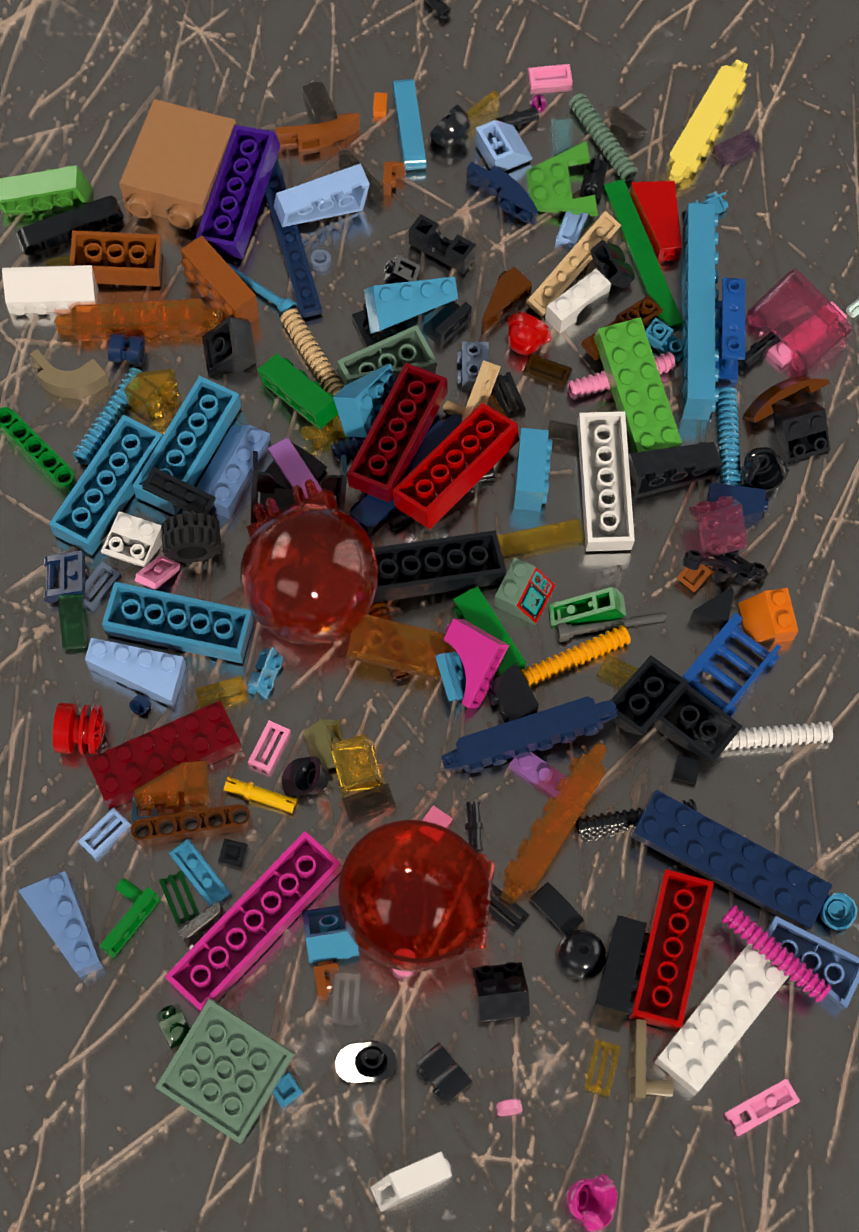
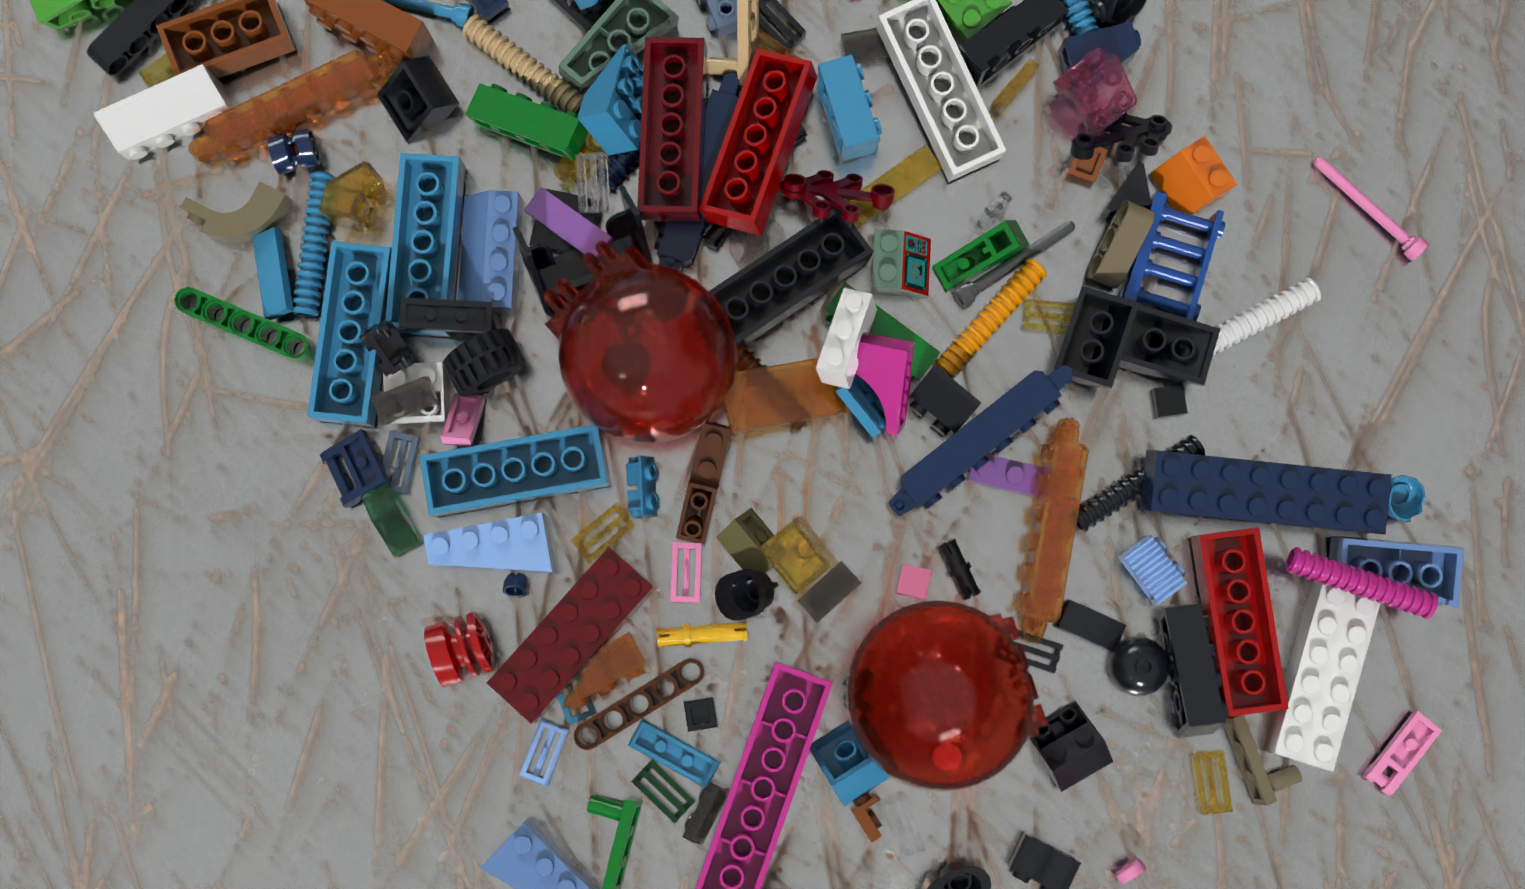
camera: 20 degrees left, 15 degrees up
(71, 423) = (272, 273): none -> dark azure tile
(122, 539) = (405, 400): none -> clear smoke plate
(129, 497) = (389, 346): none -> black piece
(311, 464) = (603, 180): none -> clear tile
(312, 686) = (704, 482): none -> reddish brown slope
(446, 629) = (851, 321): none -> white arch
(498, 523) = (798, 187): none -> dark red plant
(621, 885) = (1153, 569): none -> light blue brick
(661, 503) = (1014, 87): none -> clear yellow tile
(693, 640) = (1120, 244): none -> dark tan beam

